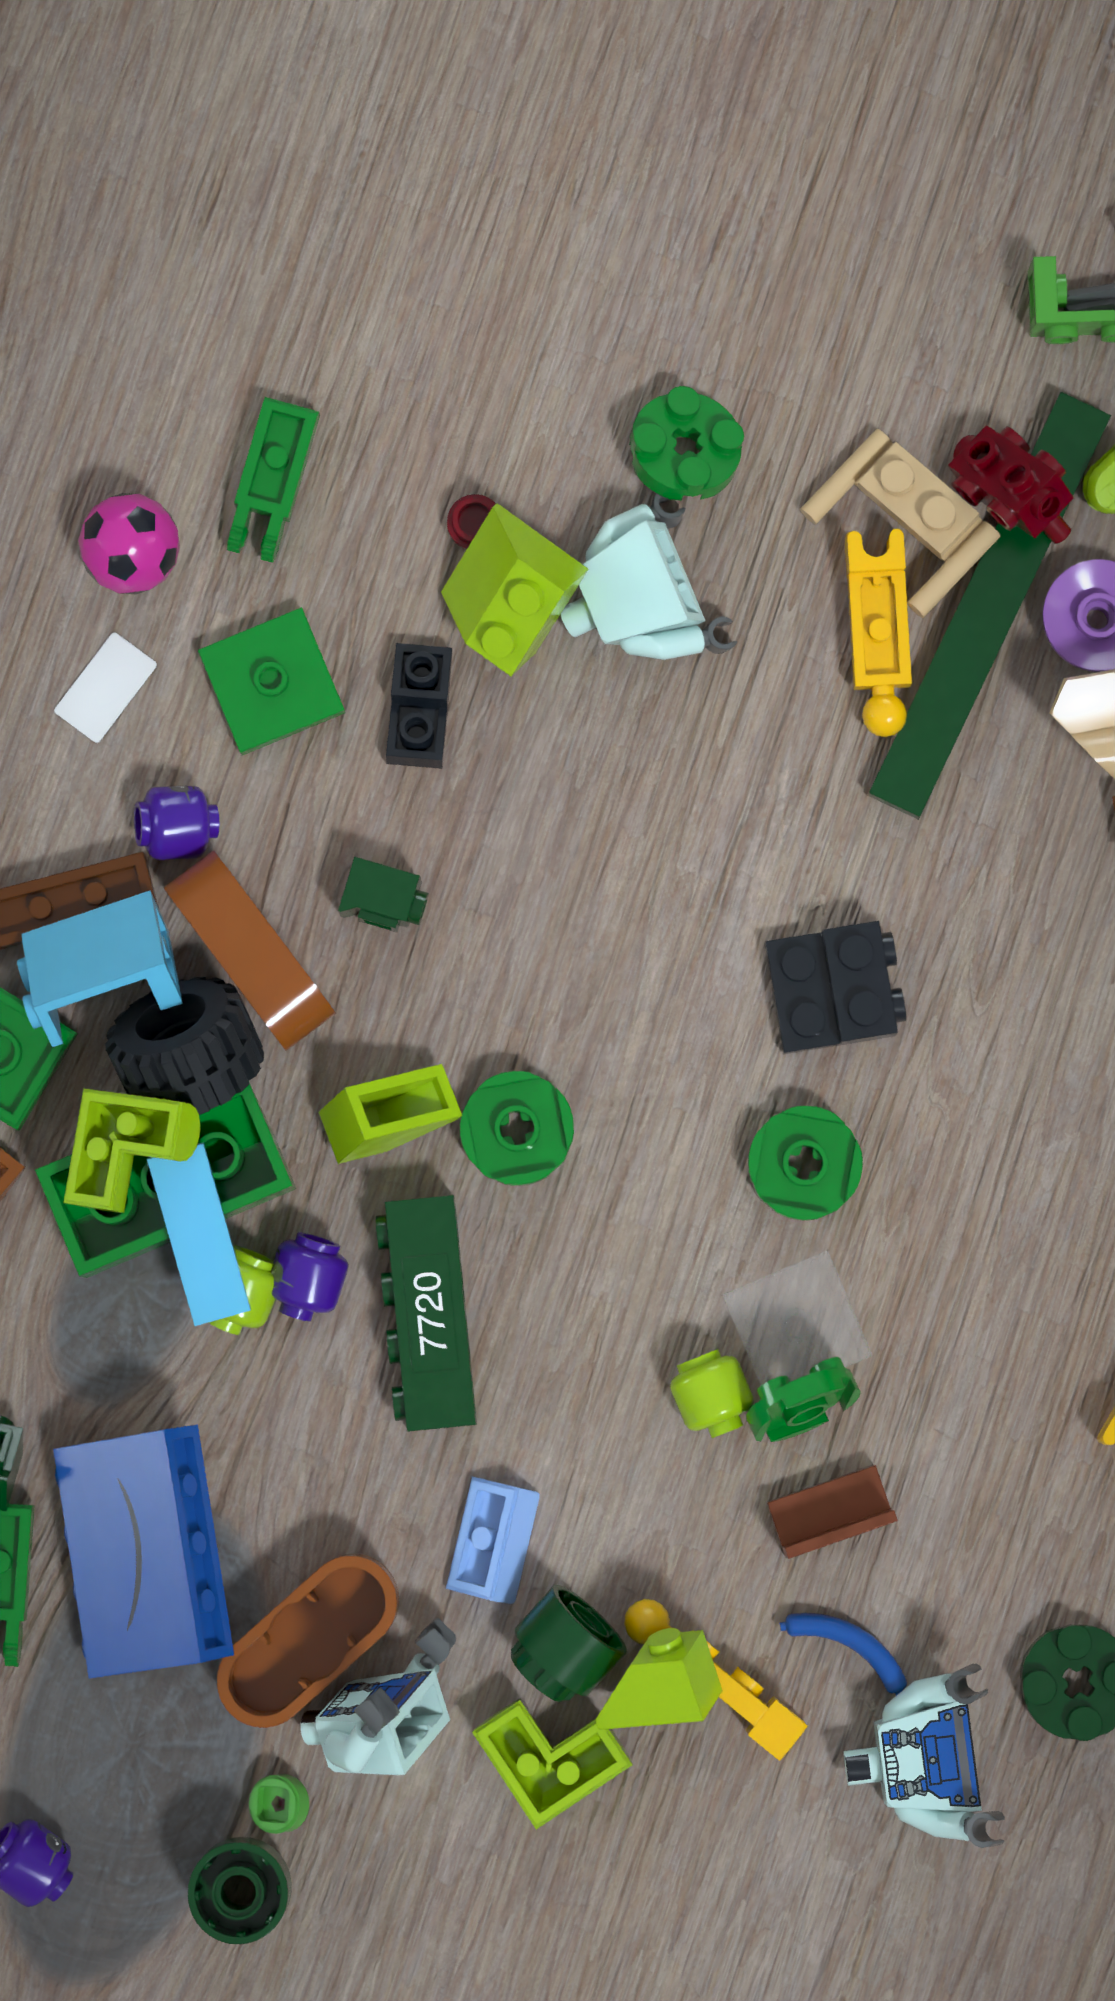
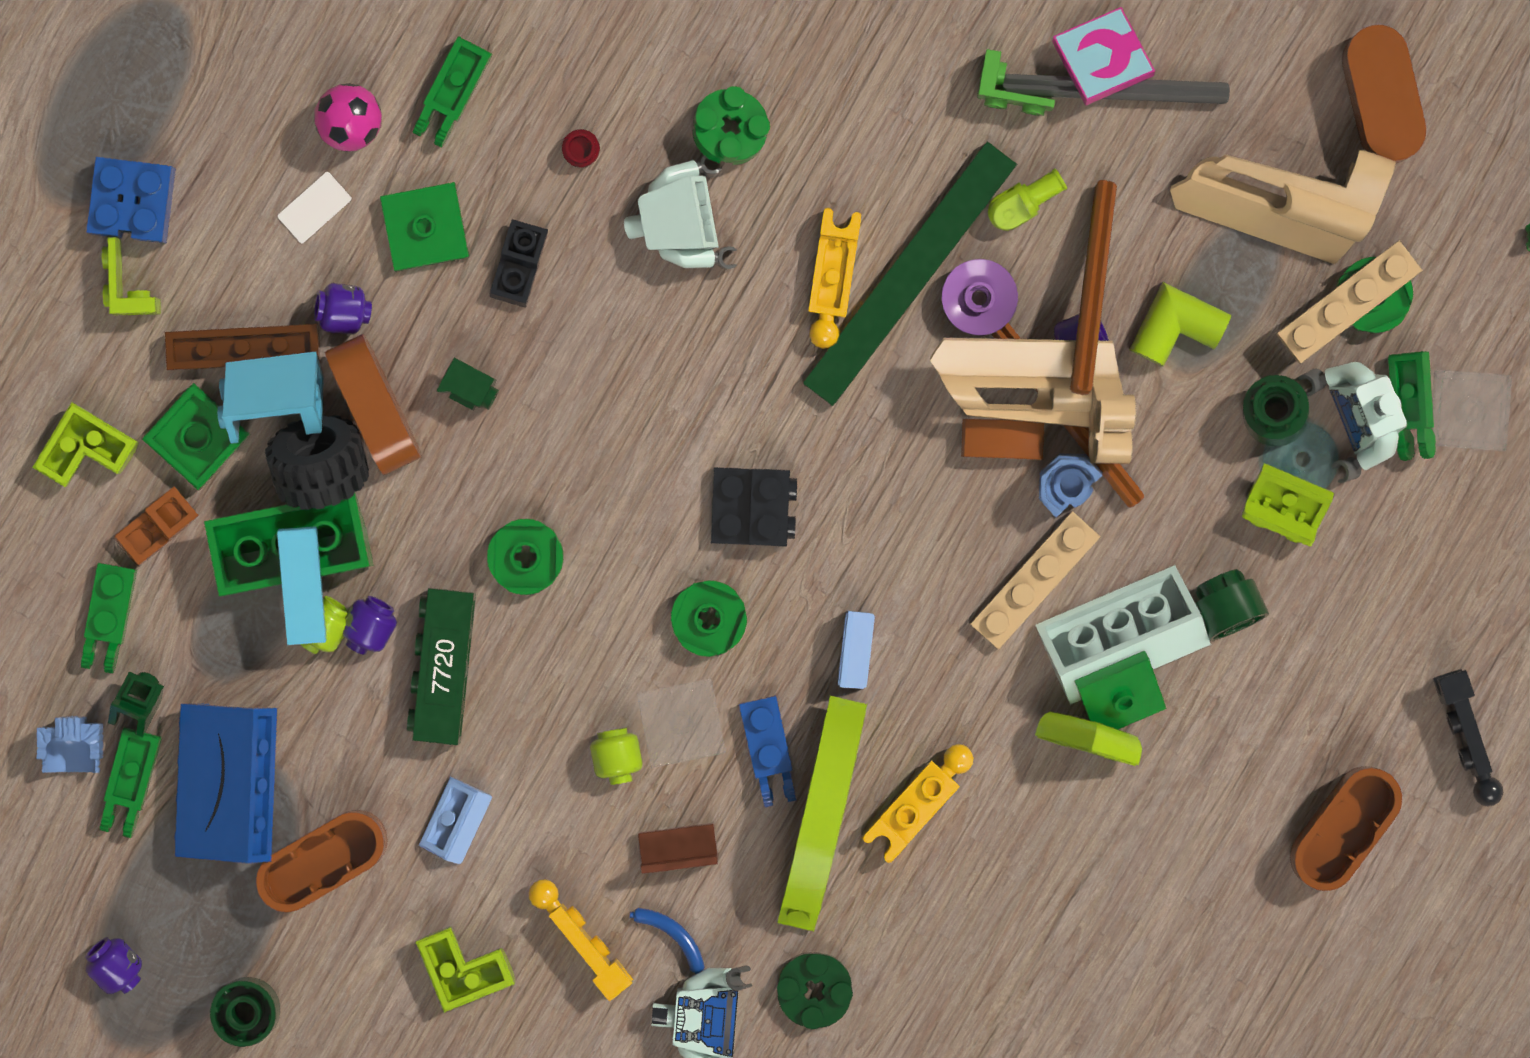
camera: 10 degrees right, 5 degrees up
(114, 1130) = (263, 508): lime brick -> none
(279, 1803) = (282, 961): bright green tile -> none
(385, 1719) = (361, 922): light aqua torso -> none
(388, 1112) = (443, 529): lime slope -> none
(510, 590) = (592, 201): lime slope -> none
(565, 1646) = (487, 898): dark green piece -> none
(665, 1683) = (545, 937): lime slope -> none
(800, 1405) = (673, 775): green plate -> none
(918, 504) = (875, 196): tan plate -> none
(930, 1334) = (767, 745): none -> blue hinge
(1012, 482) = (942, 201): dark red brick -> none
(1028, 1165) = (856, 649): none -> light blue slope
(1038, 1416) = (822, 813): none -> lime arch

